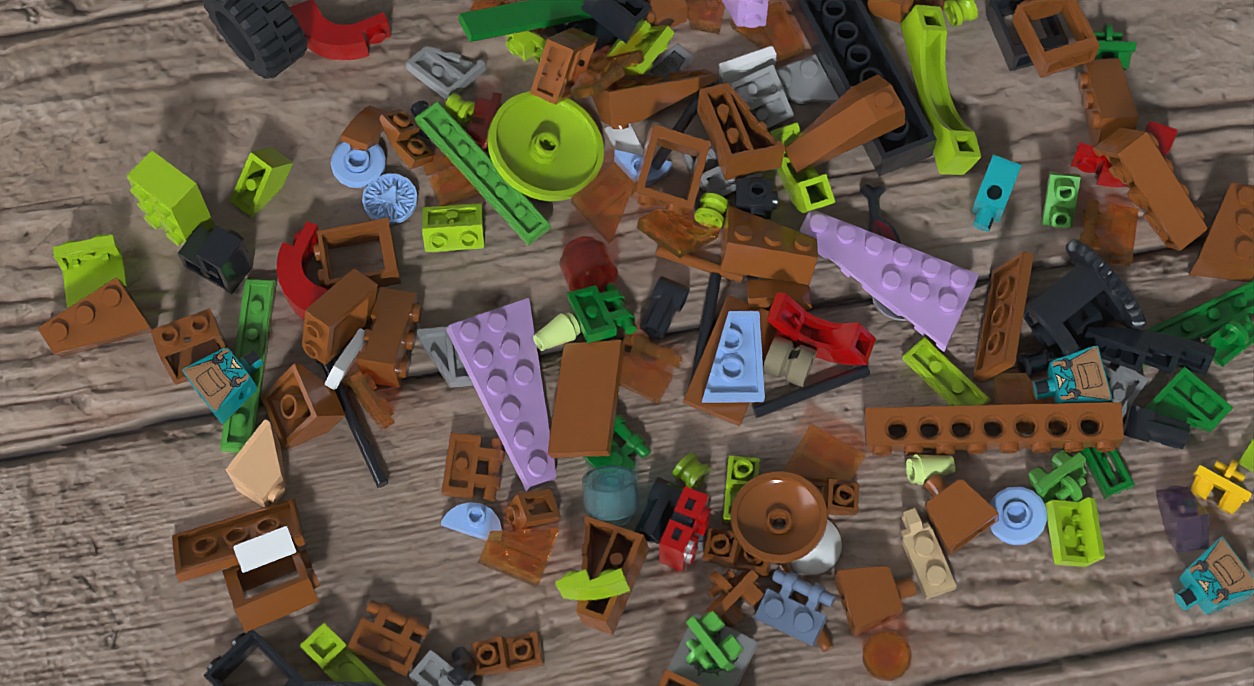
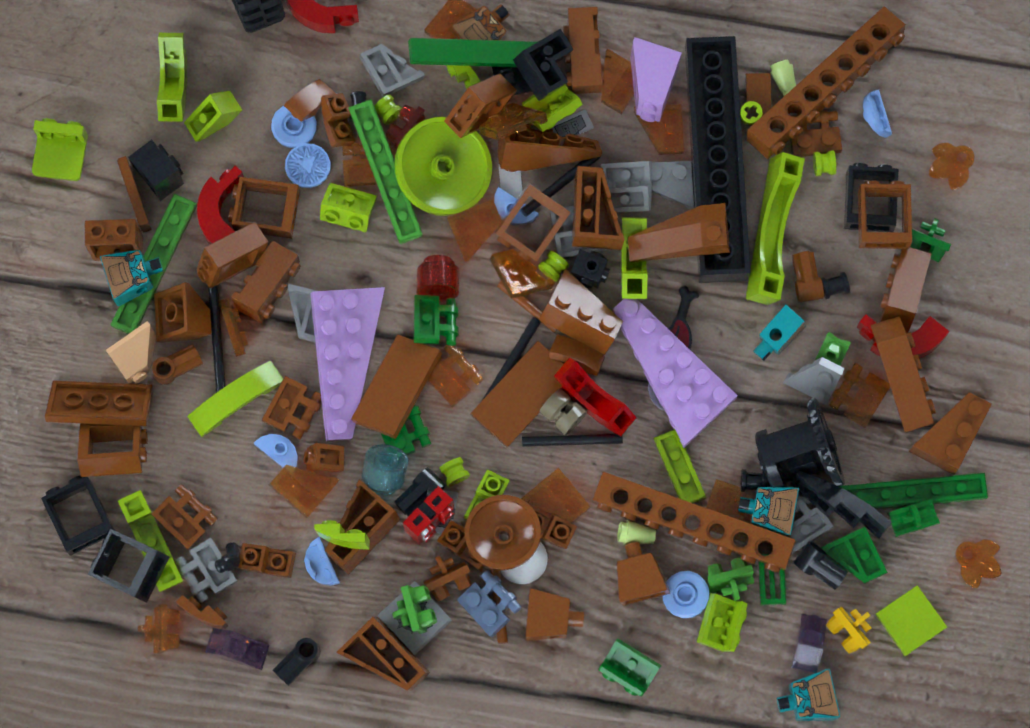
camera: 20 degrees right, 10 degrees up
(96, 320) = (51, 191): dark orange wedge -> none
(168, 198) = (134, 113): lime brick -> none
(197, 291) = (134, 194): none -> dark orange tile
(198, 149) = (173, 77): none -> lime arch
(264, 549) = (115, 420): white sticker -> none
(318, 463) = (179, 363): none -> dark orange piece
(346, 360) = (226, 291): white tile -> none
(397, 479) = (234, 397): none -> lime slope
(557, 332) = (395, 324): yellowish green cone -> none
(574, 636) = (319, 564): none -> light blue plate
(666, 300) = (489, 327): black piece -> none
(738, 361) = (522, 398): light blue wing -> none
(746, 65) = (620, 152): white tile -> none
(887, 656) = (541, 665): clear orange hair -> none
(925, 556) = (604, 601): tan hinge -> none
(990, 622) = (629, 668): none -> green bracket
(998, 135) = (807, 283): none -> dark orange piece
(1003, 317) = (740, 436): dark orange tile -> none
(1029, 128) = (835, 285): none -> black bush
(1057, 226) = (816, 379): none -> light grey wing

